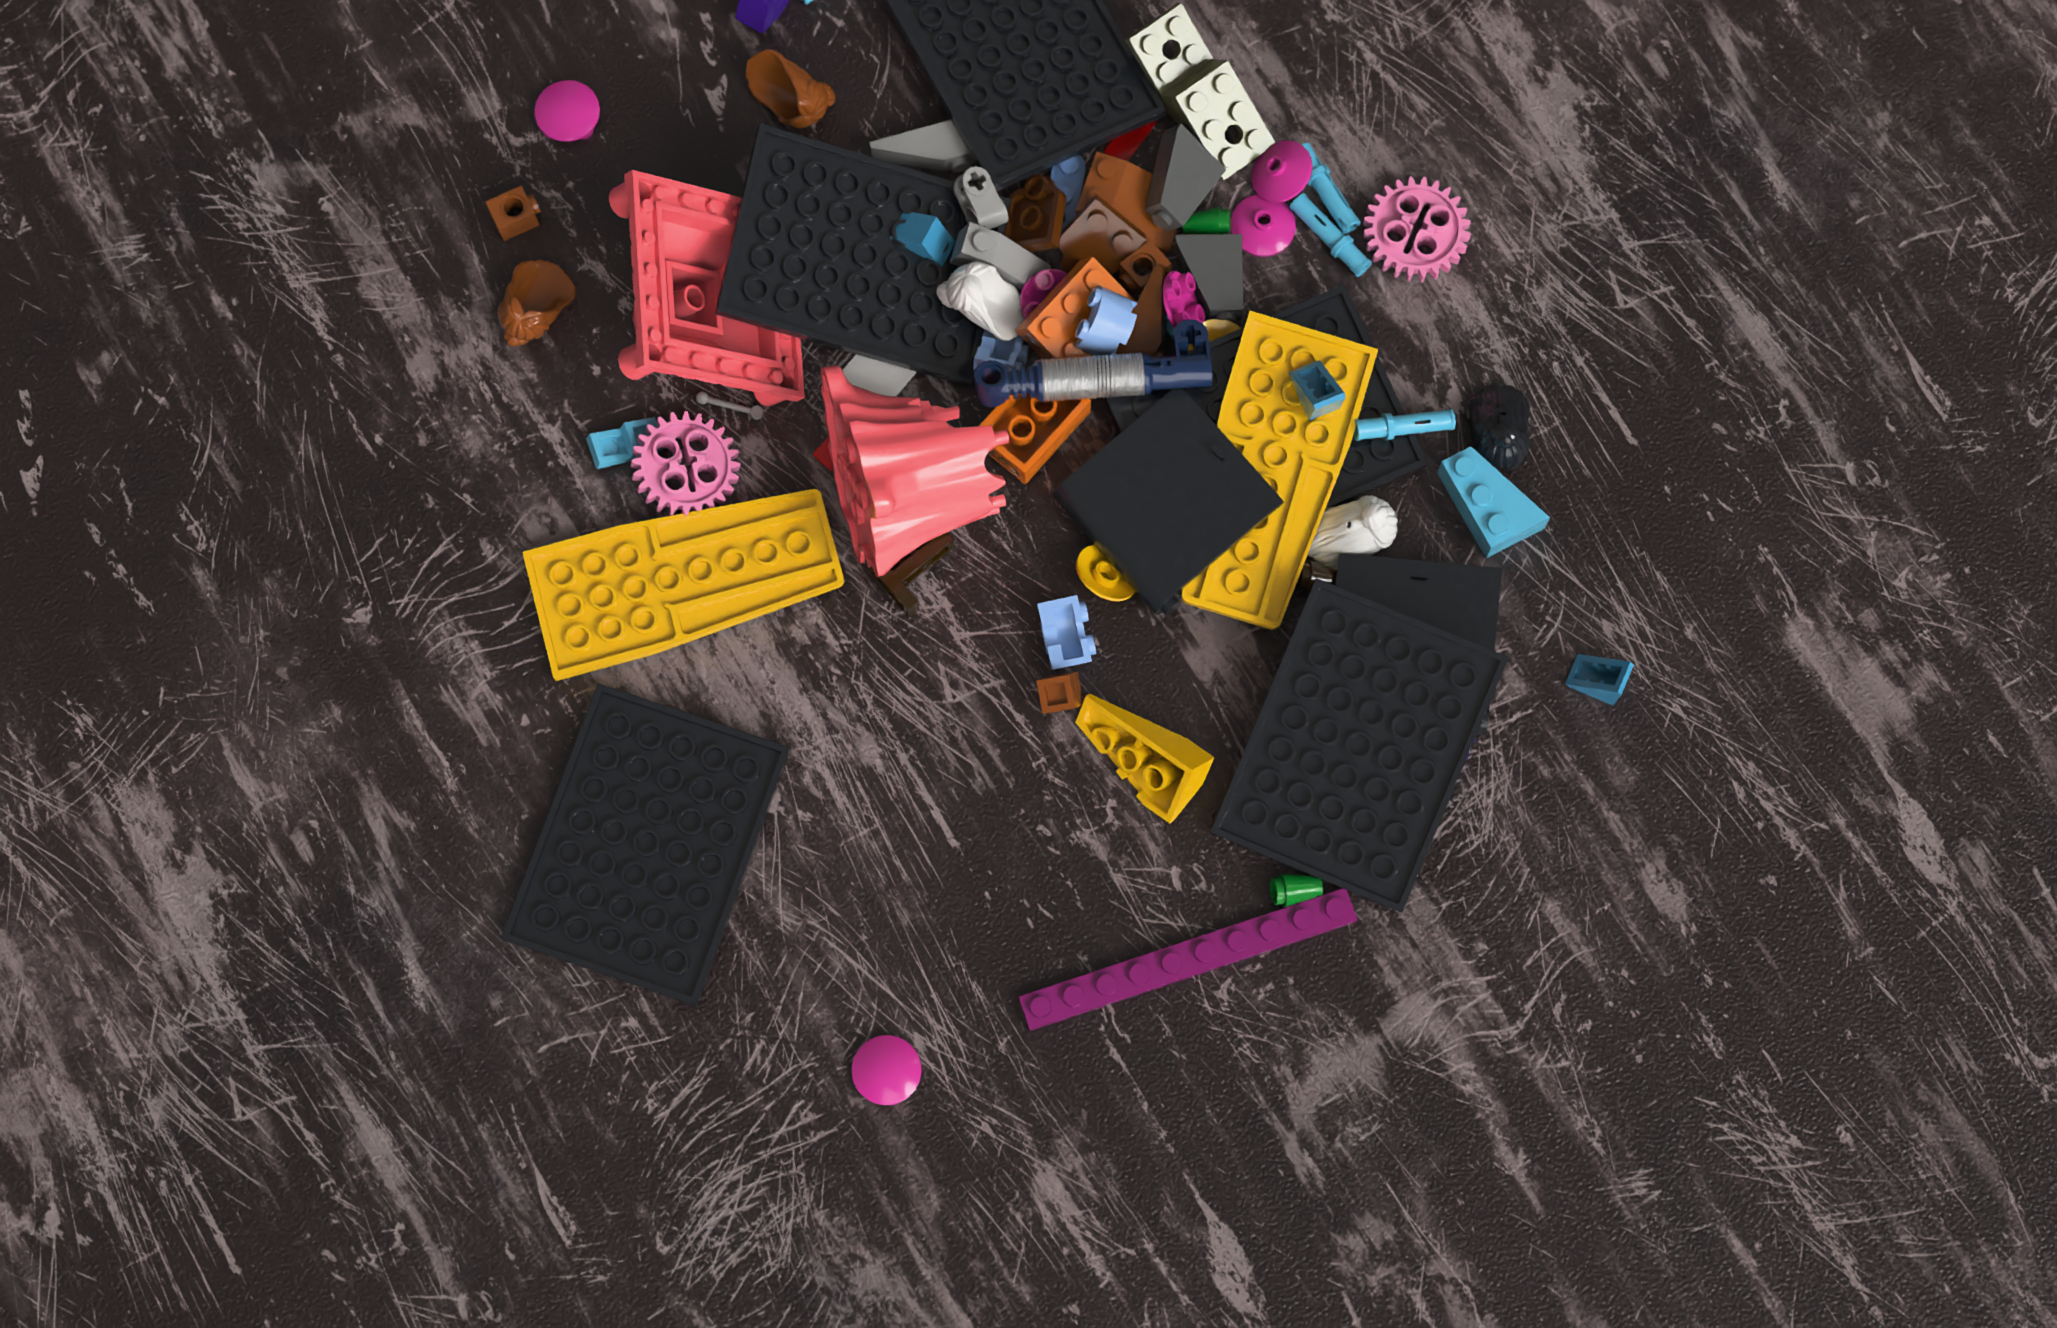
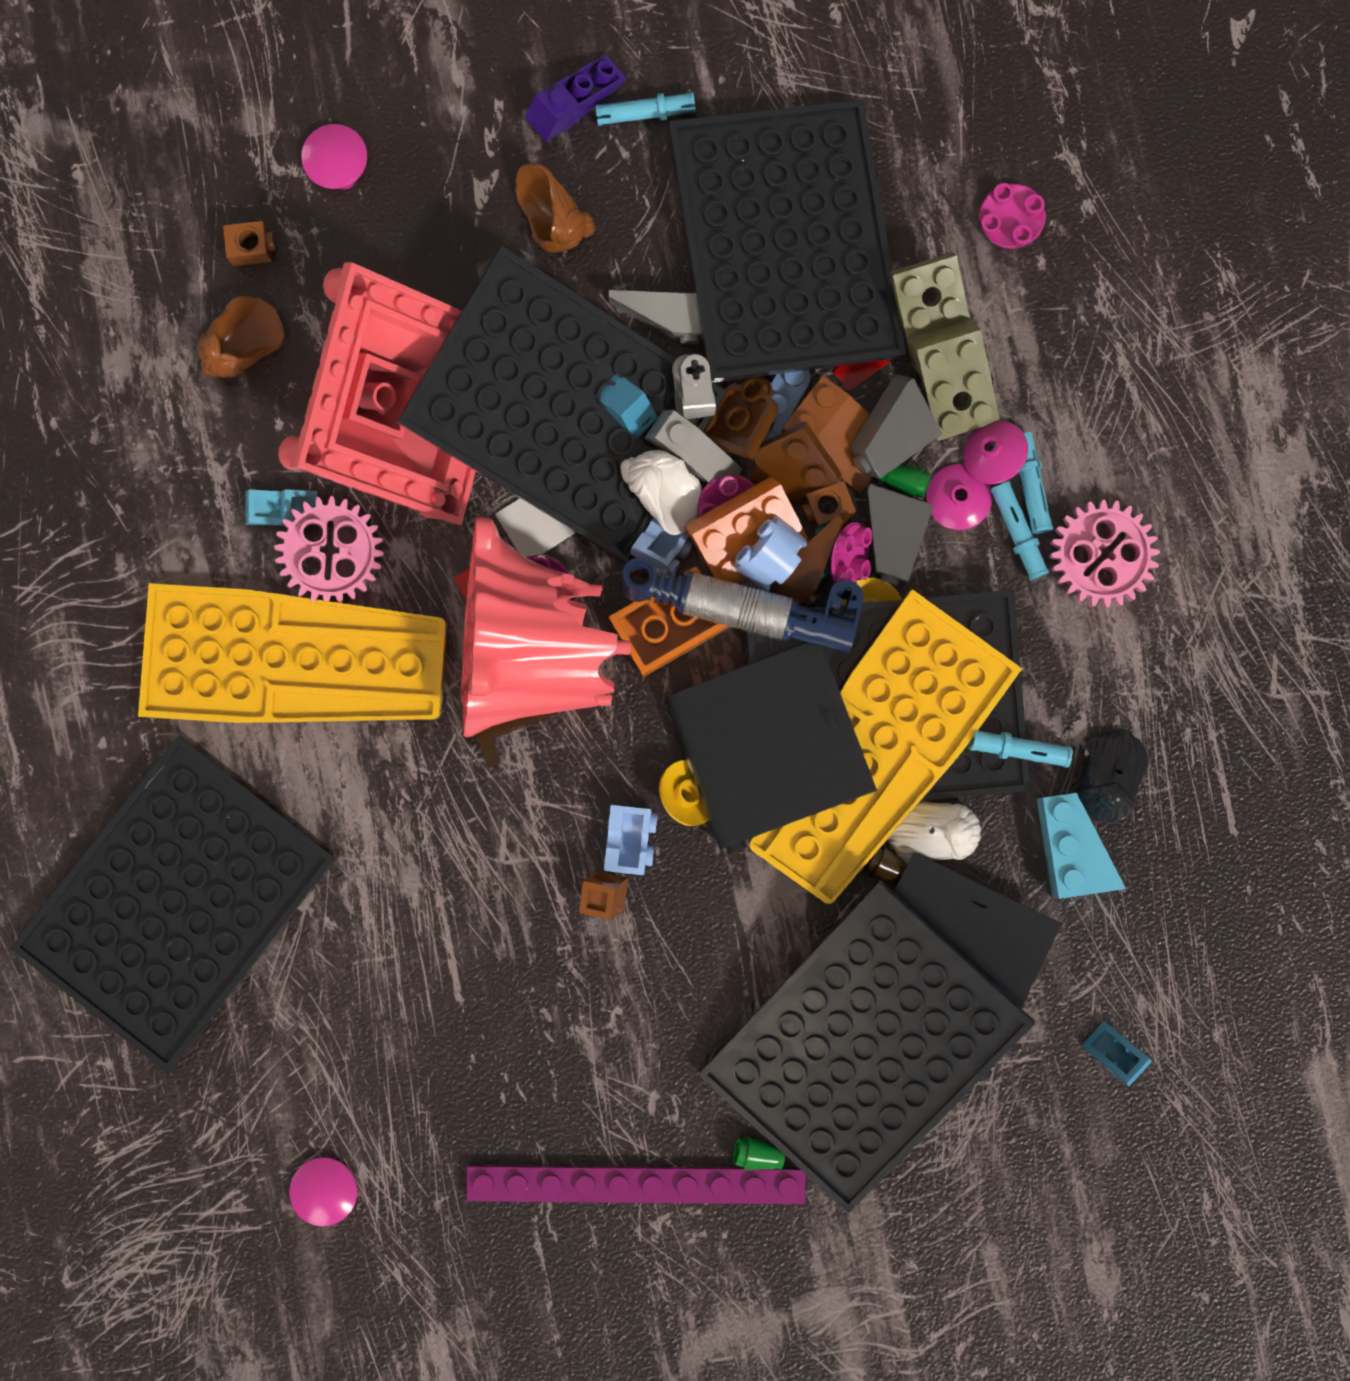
camera: 20 degrees right, 10 degrees up
(756, 411) = (413, 517): light grey hinge -> none
(1154, 759) = (672, 989): yellow wedge -> none
(1317, 390) = (948, 690): dark azure slope -> none

